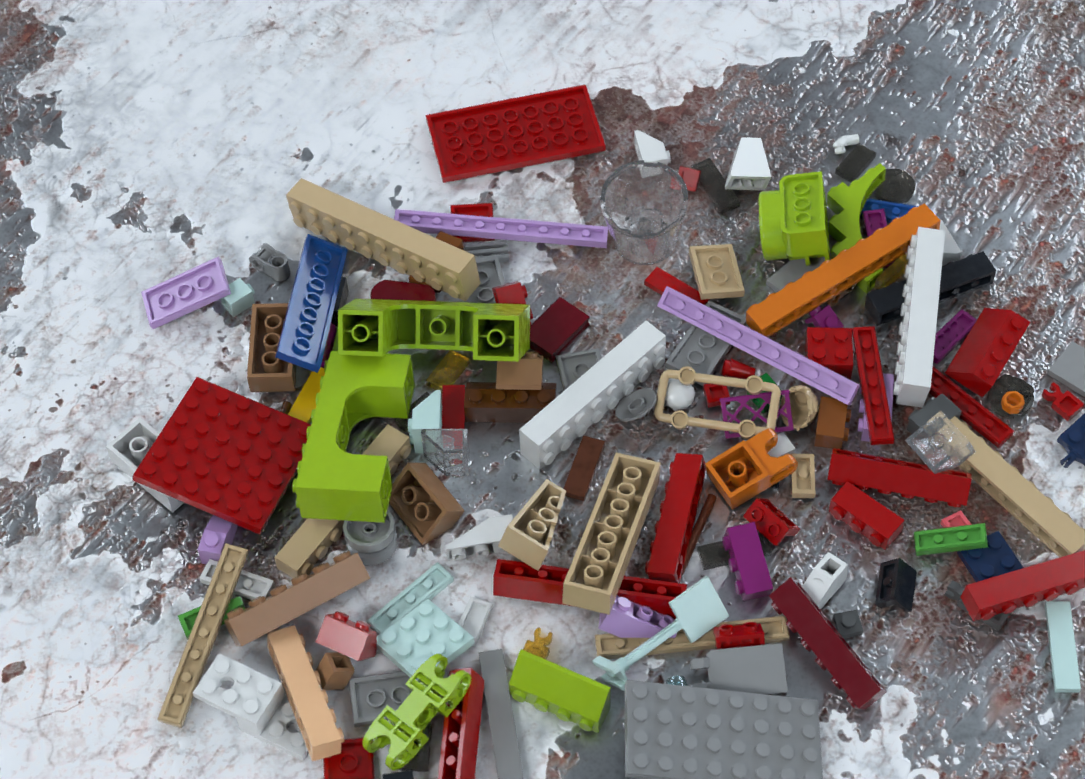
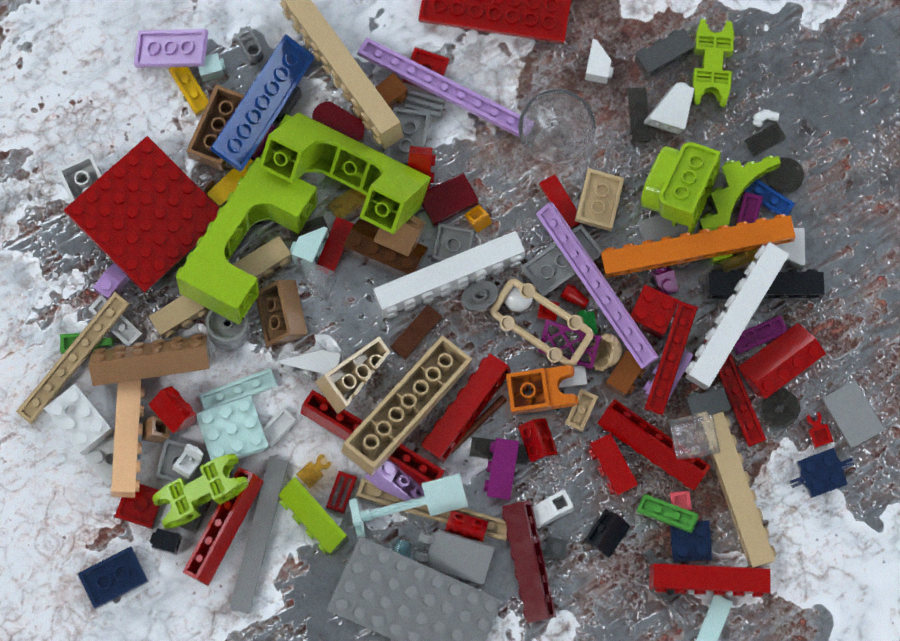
camera: 20 degrees right, 20 degrees up
(222, 326) = (190, 88): none -> yellow tile
(388, 686) = (188, 461): none -> white bracket
(577, 640) = (336, 508): none -> red tile
(596, 336) = (478, 218): none -> light orange slope
(690, 177) = (618, 100): red plate -> none
(713, 122) = (664, 53): none -> dark grey brick
(763, 103) = (711, 76): none -> lime piece
(1012, 402) = (775, 418): orange tile -> none

